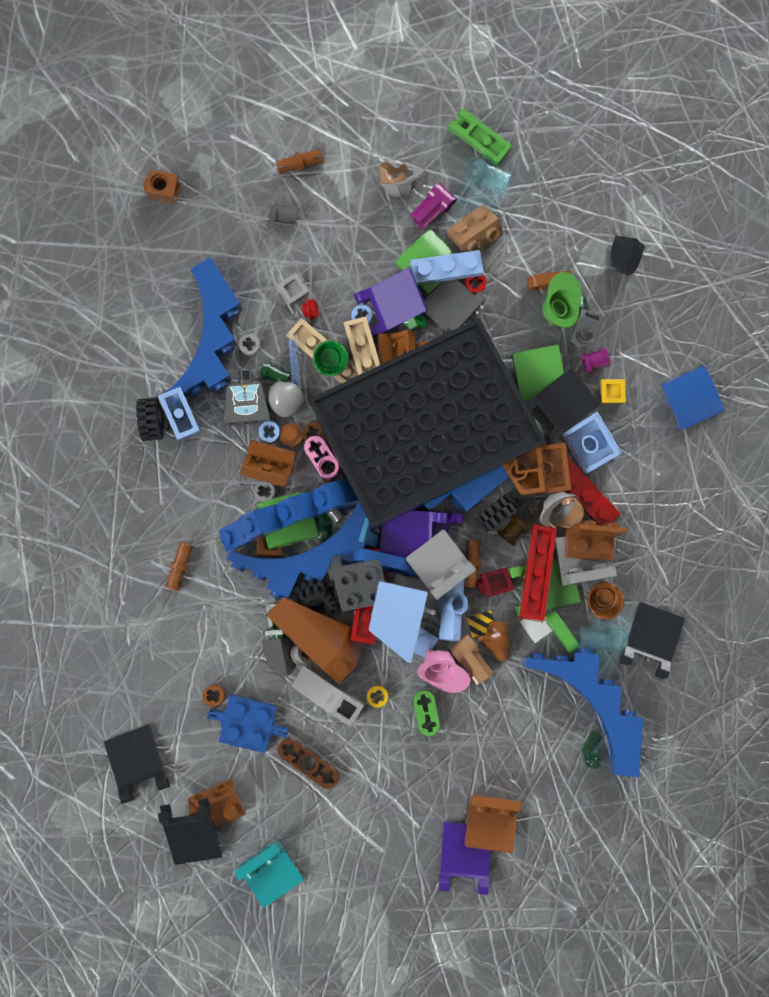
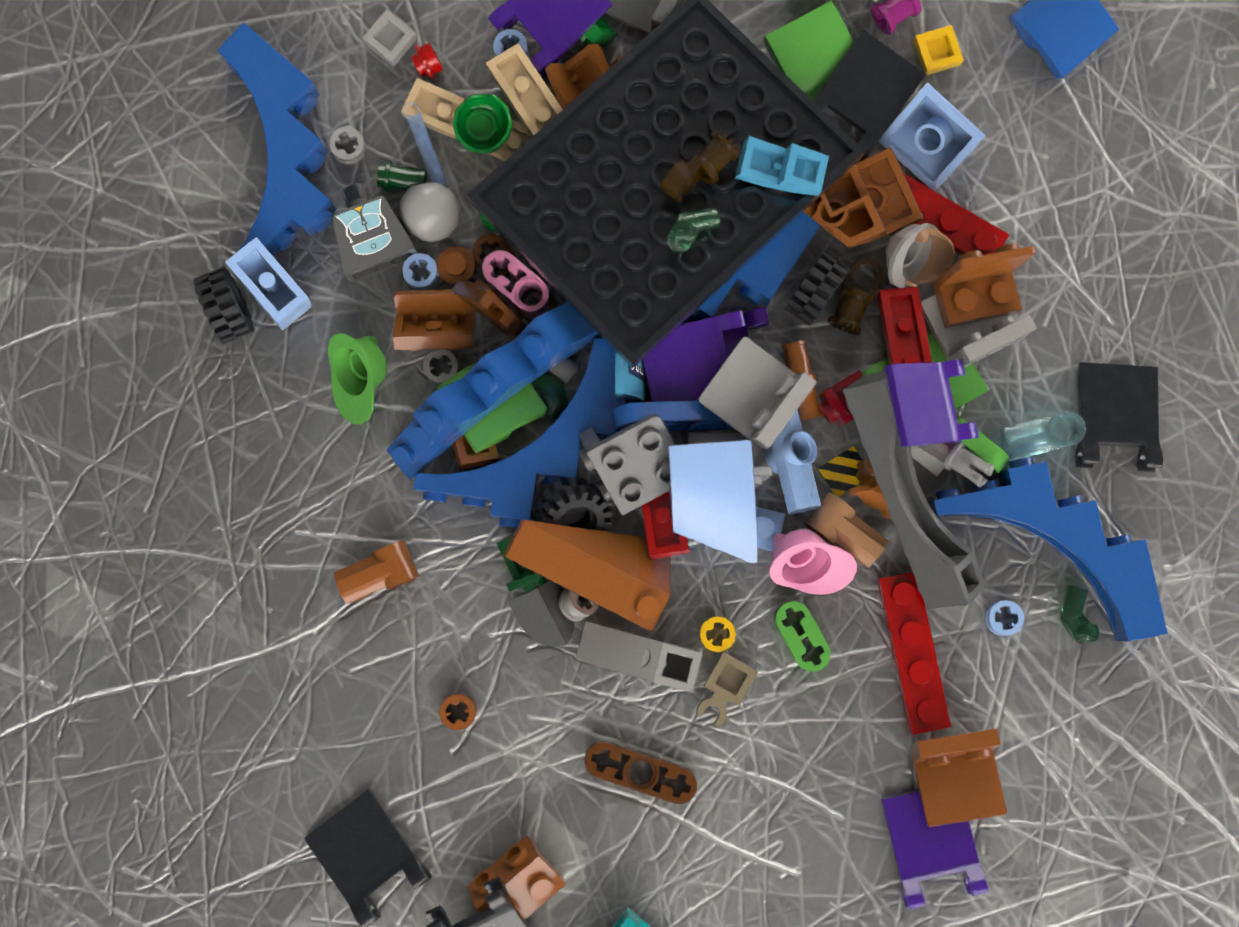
camera: 20 degrees left, 0 degrees up
(179, 566) = (341, 524): dark orange pin -> none
(196, 600) = (385, 569): none -> dark orange piece
(214, 480) = (355, 373): none -> bright green piece
(248, 723) = (525, 739): blue plate -> none
(299, 461) = (487, 304): none -> reddish brown wing
(374, 727) = (729, 682): none -> dark tan plate
(430, 456) = (688, 226): none -> clear green arm
(450, 424) = (701, 166): none -> dark brown connector
(488, 742) = (914, 654): none -> red plate
(495, 439) = (780, 168): none -> dark azure slope
(518, 693) = (940, 562): none -> dark grey arch
(536, 600) = (925, 403): none -> dark purple flag
(549, 637) = (958, 458): none -> light grey axle
(554, 734) = (997, 627): none -> light blue bush
(605, 600) = (1029, 375): dark orange hair -> none

